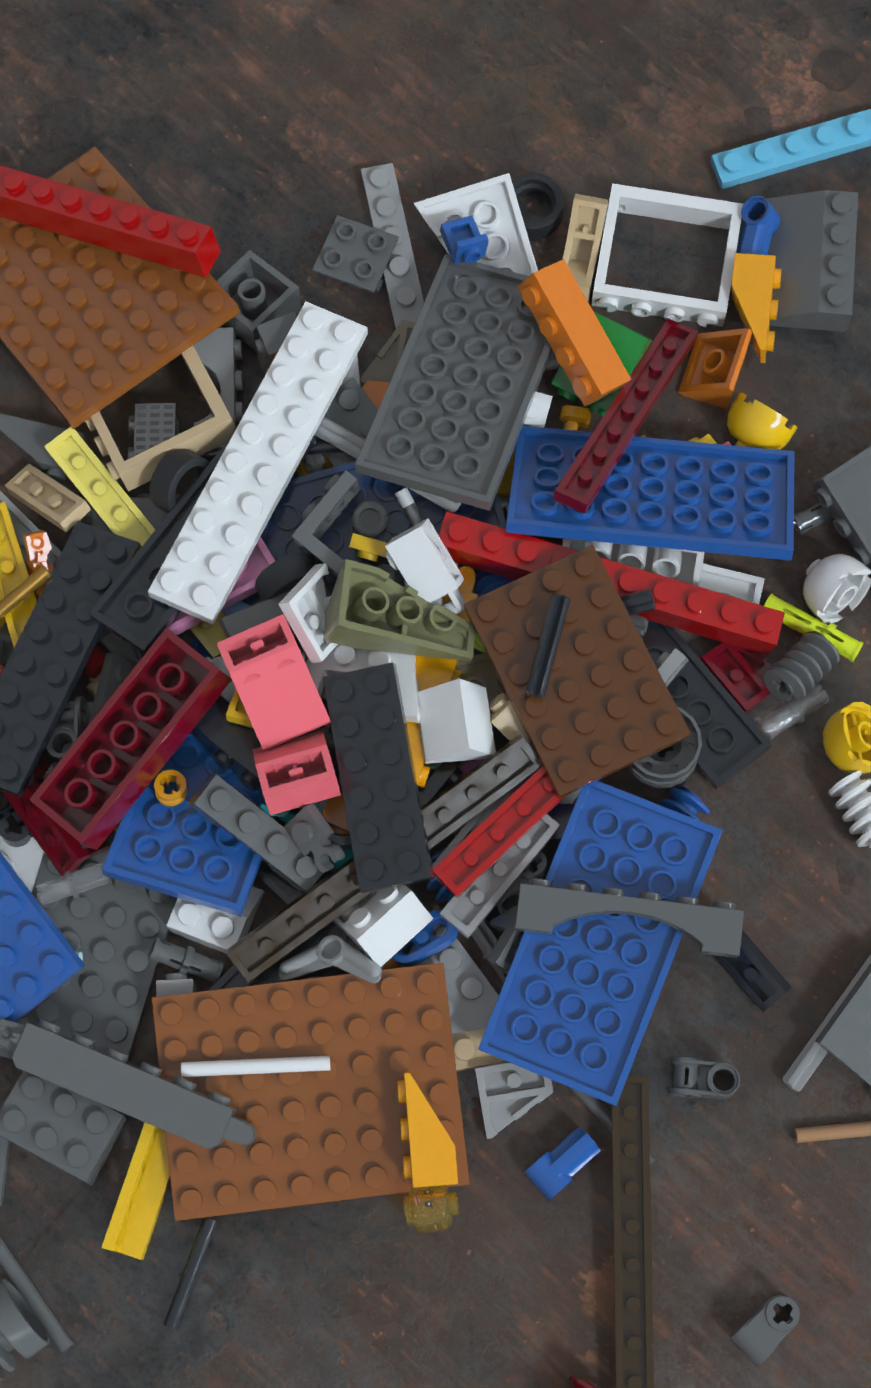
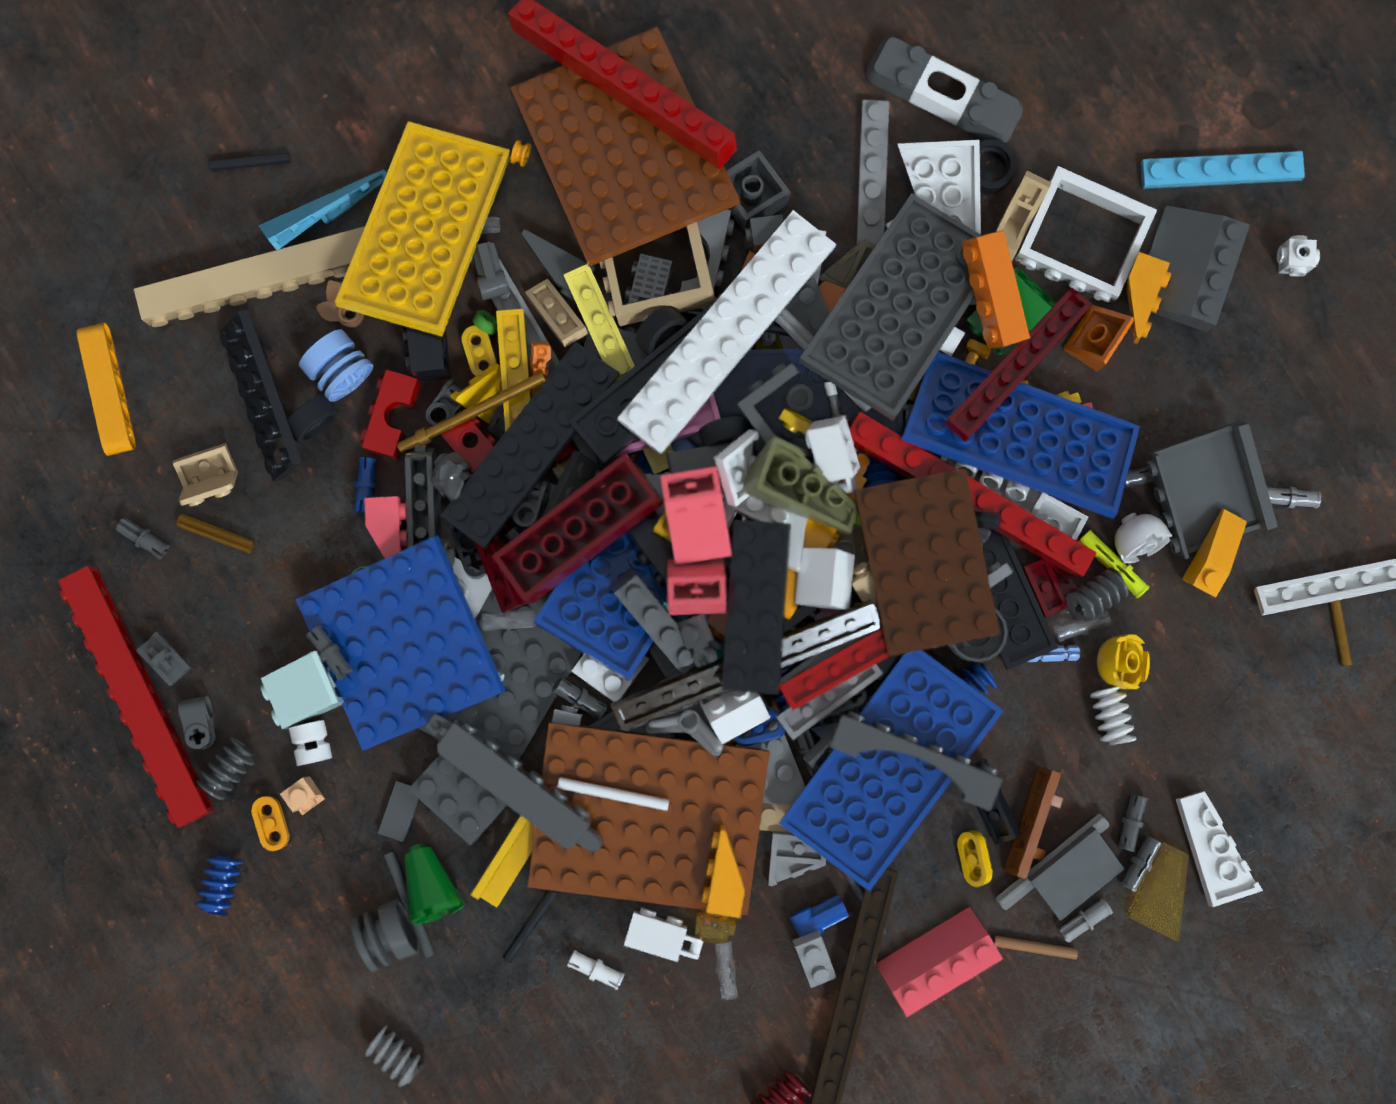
camera: 10 degrees right, 10 degrees up
(45, 1255) = (428, 887): none -> green cone
(166, 777) = (590, 570): light orange bush -> none
(289, 1308) = (595, 969): none -> white pin
(355, 254) = (841, 172): dark grey hinge -> none
(363, 1240) = (661, 936): none -> white brick
(401, 129) = (904, 74): none -> dark grey piece
(460, 1264) = (726, 971): none -> clear pin
(464, 240) = (929, 187): blue bracket -> none
(547, 646) = (910, 541): black axle -> none
(570, 1217) = (814, 959): none -> light grey plate
(700, 1078) = (936, 883): dark grey piece -> none
(730, 1179) = (938, 961): none -> coral slope
(741, 1034) = (974, 858): none -> yellow plate
(757, 233) = (1158, 237): blue piece -> none
(758, 425) = (1116, 395): yellow cylinder -> none
(761, 1334) = (932, 1074): dark grey piece -> none
(790, 749) = (1071, 653): none -> light blue axle
(801, 962) = (1032, 822): none -> dark orange hinge

